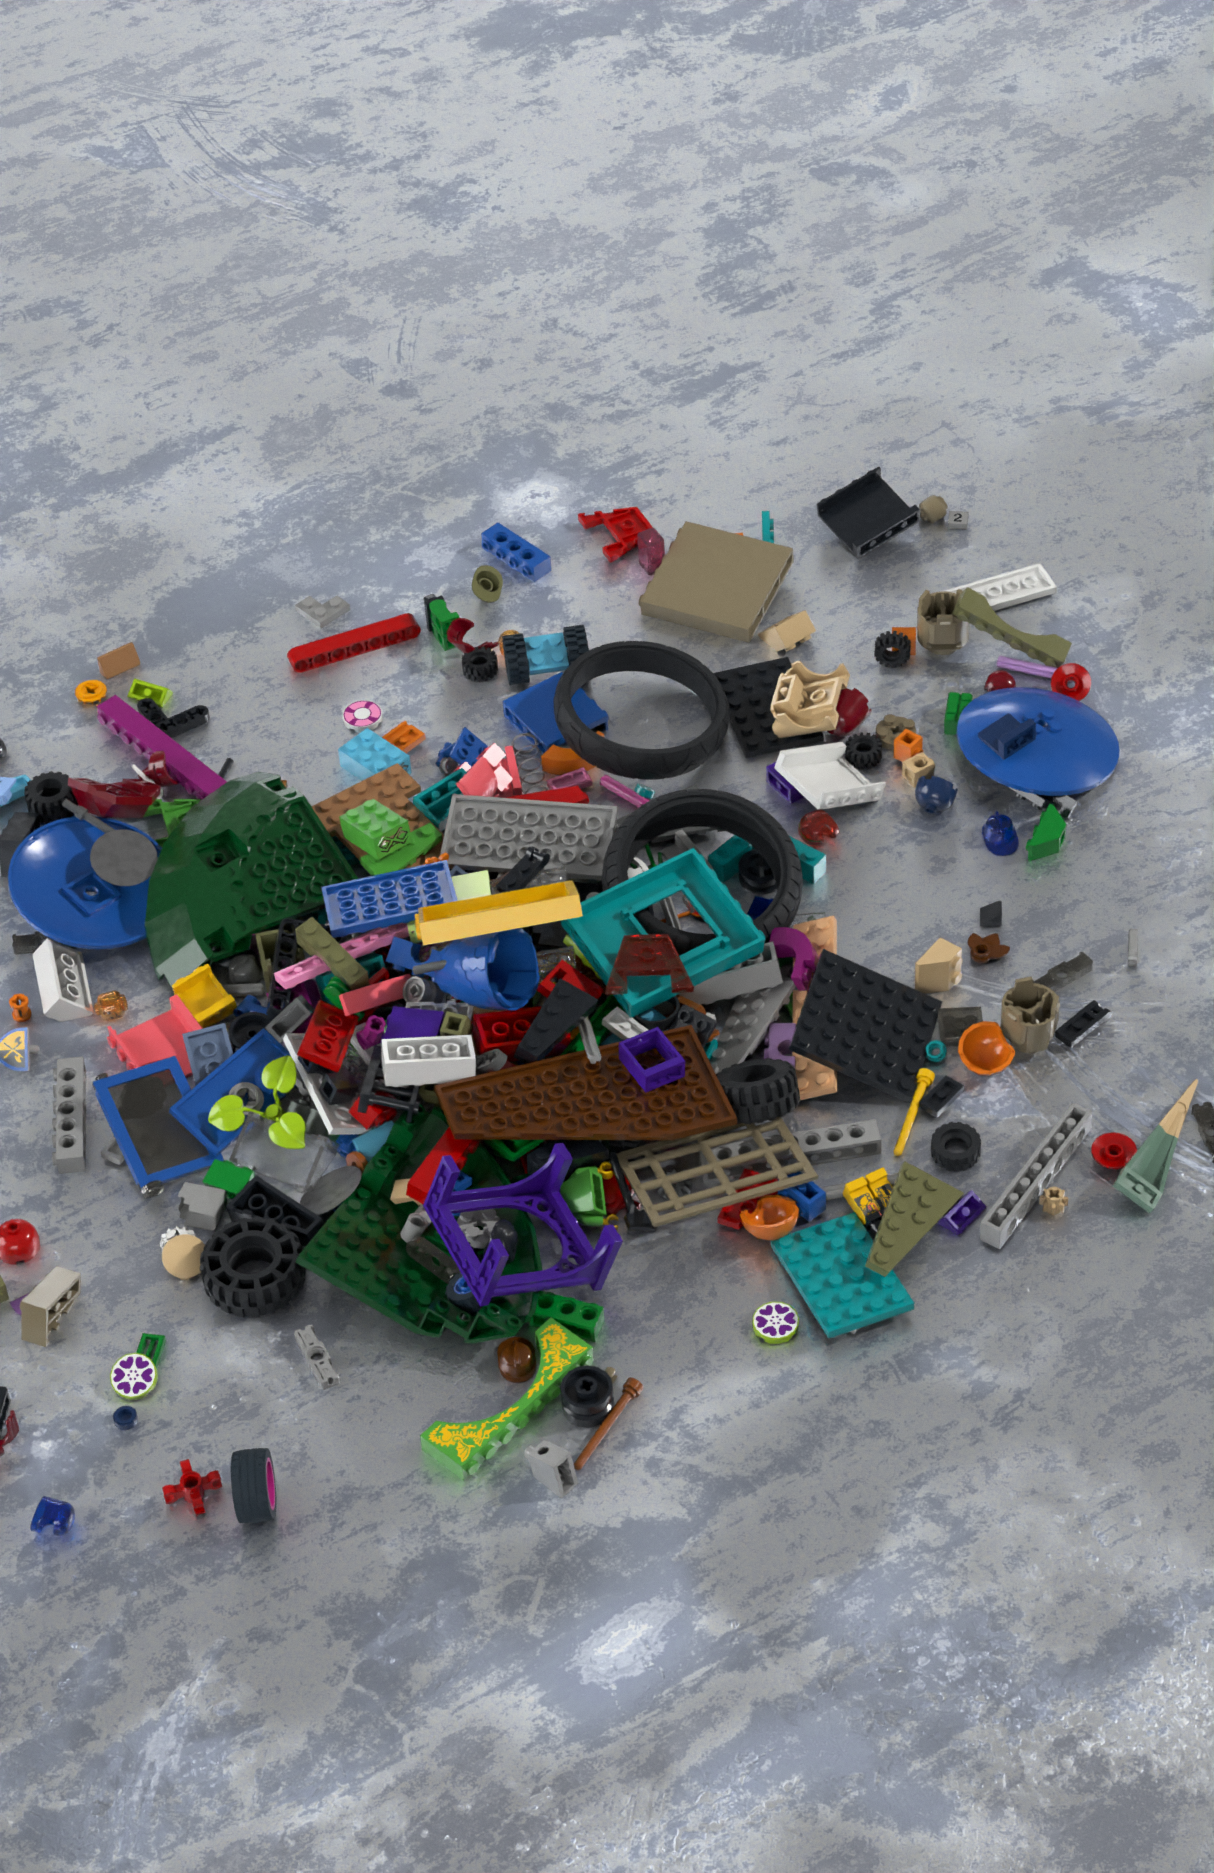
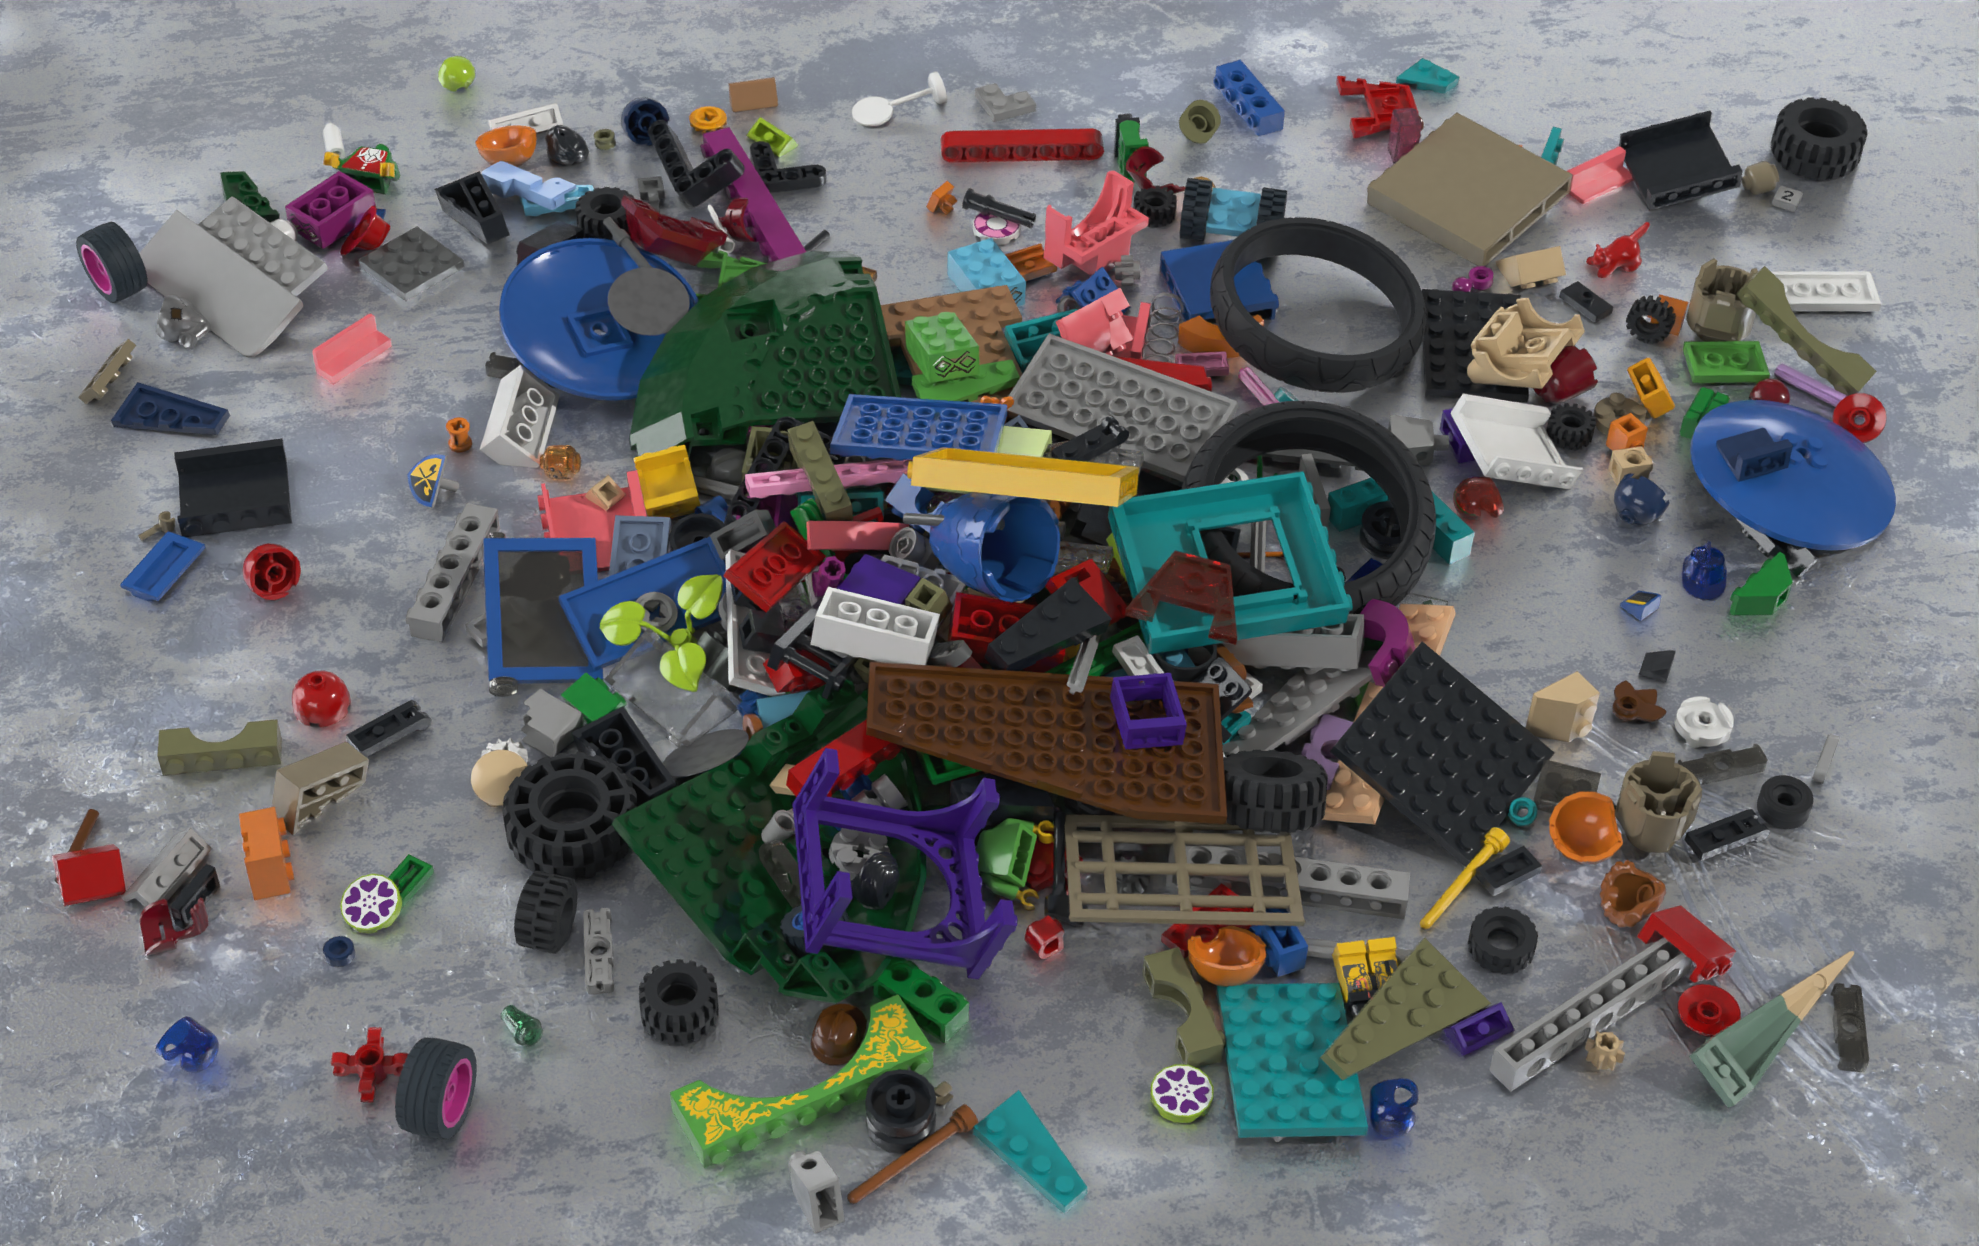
camera: 15 degrees right, 0 degrees up
(14, 732) = (604, 139): none -> olive bush
(36, 1365) = (266, 853): none -> orange wedge
(42, 708) = (639, 116): none -> dark blue cylinder
(74, 764) = (651, 190): none -> dark grey plate
(80, 1246) = (388, 728): none -> black plate
(113, 748) = (698, 183): none -> black beam
(157, 1019) = (605, 493): none -> tan slope
(224, 646) = (878, 110): none -> white piece
(270, 1340) = (545, 912): none -> black tyre
(288, 1426) = (523, 1027): none -> clear green cone
(311, 706) = (942, 199): none -> orange tile
(350, 702) = (988, 205): none -> black pin
(397, 1387) = (681, 1021): none -> black tyre
(451, 700) = (1100, 235): none -> coral piece
(479, 1179) = (882, 794): none -> flat silver wheel
(481, 723) = (1127, 270): none -> light grey gear
(635, 1245) = (1045, 937): none -> red plate
(648, 494) = (1429, 77): none -> teal wing
(685, 1393) = (1027, 1147): none -> teal wing
(737, 1247) = (1171, 979): none -> olive arch
(751, 652) = (1479, 279): none -> magenta plate
(755, 791) = (1418, 437): none -> light grey torso
(811, 541) = (1599, 175): none -> coral panel
(838, 647) = (1586, 301): none -> black plate
(850, 601) = (1622, 253): none -> red animal
(912, 704) = (1651, 388): none -> light orange brick
(924, 1291) = (1388, 1116): none -> clear blue helmet
(958, 666) = (1725, 361): none -> bright green plate
(963, 872) = (1642, 604): none -> blue slope
(965, 480) = (1818, 138): none -> black tyre
(1032, 1086) = (1630, 894): none -> dark orange hair
(1038, 956) = (1702, 734): none -> white plate
(1087, 1104) = (1691, 938): none -> red panel
(1115, 998) = (1781, 815): none -> black tyre

